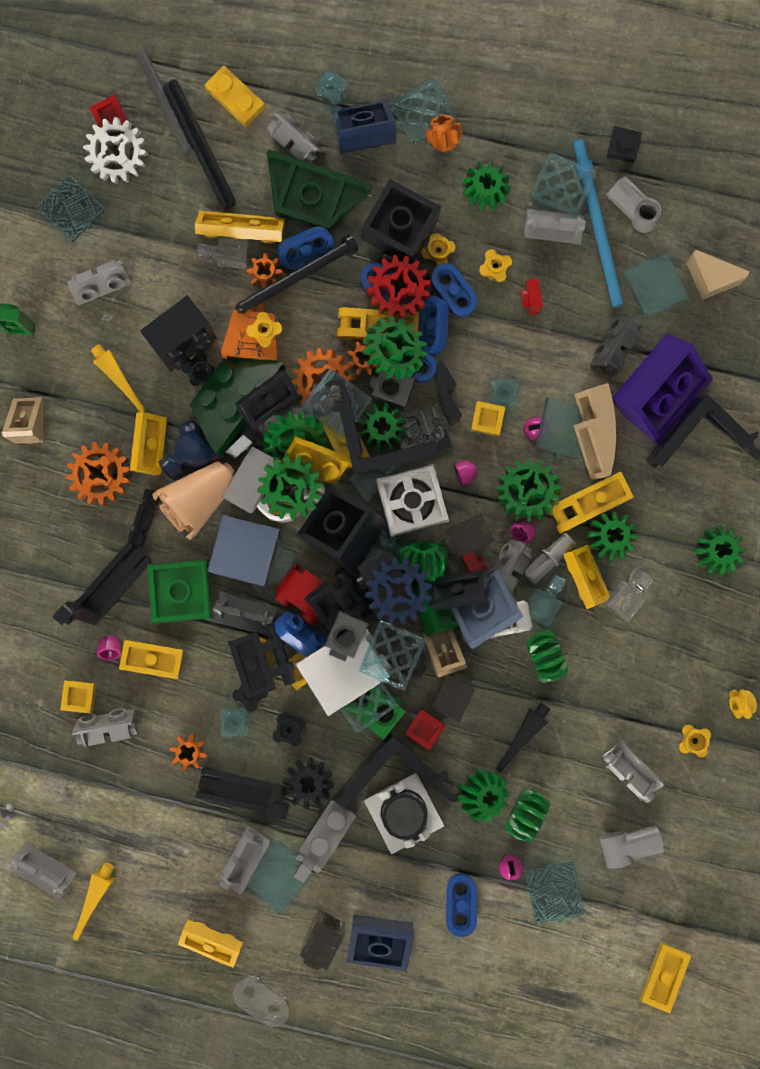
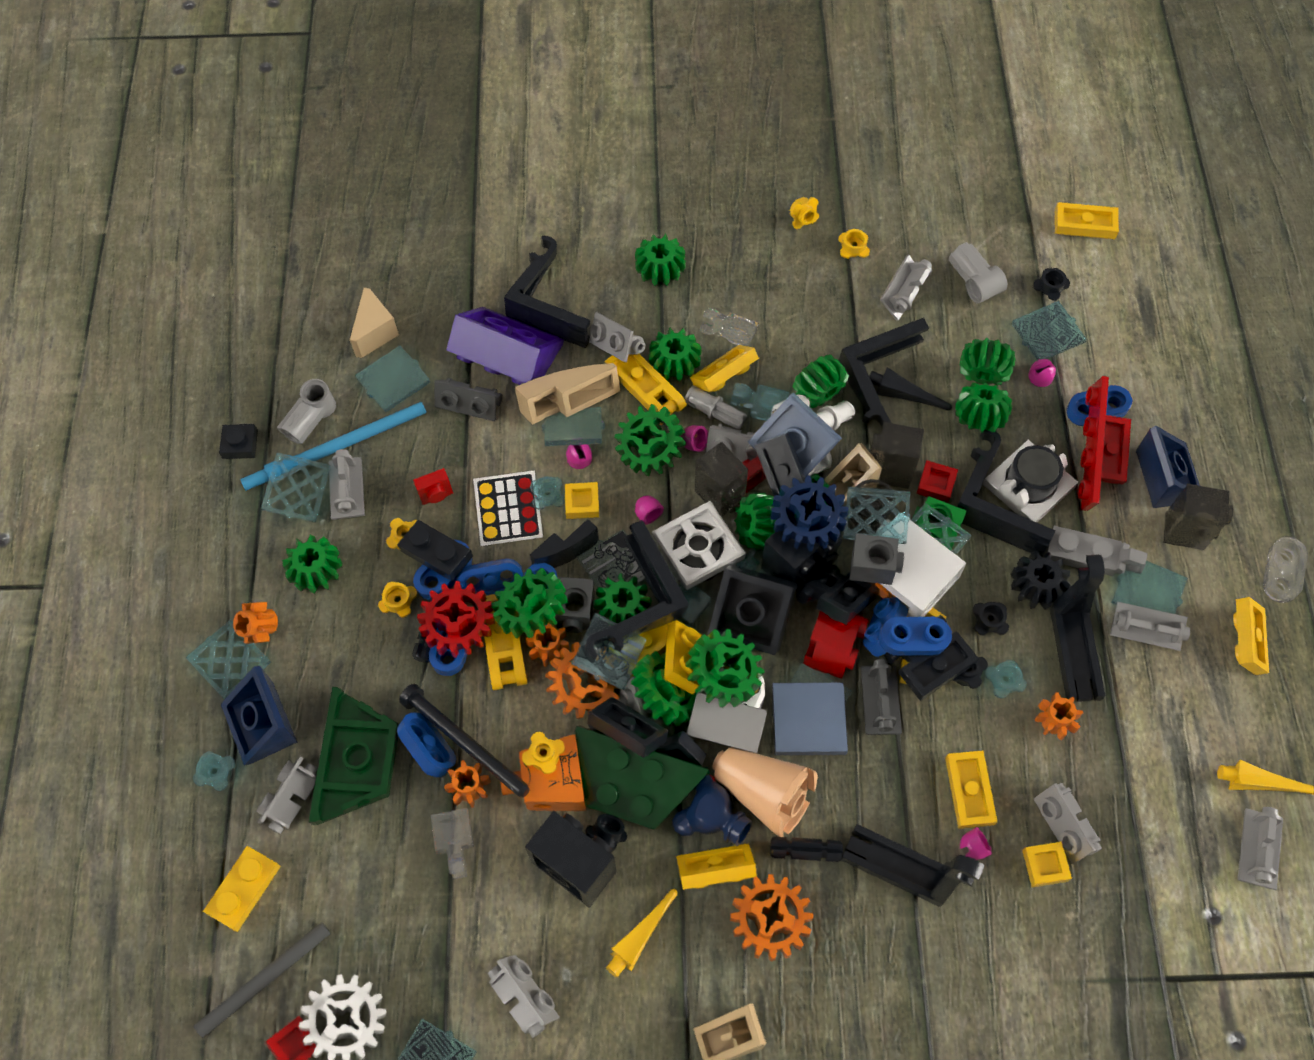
camera: 100 degrees left, 20 degrees down
(179, 591) = (881, 780): green plate -> none
(199, 144) = (312, 915): black axle -> none
(240, 226) = (414, 831): yellow plate -> none
(276, 651) = (917, 636): none -> blue plate
(400, 222) = (375, 640): black brick -> none
(414, 891) = (1106, 446): none -> red bracket
(468, 284) = (435, 550): none -> black plate
(501, 356) = (506, 508): none -> sticker
(508, 653) = (836, 414): none -> white pin
(545, 695) = (873, 349): none -> black hinge
(603, 923) = (1056, 278): none -> black plate
(640, 485) = (614, 338): none -> light grey hinge

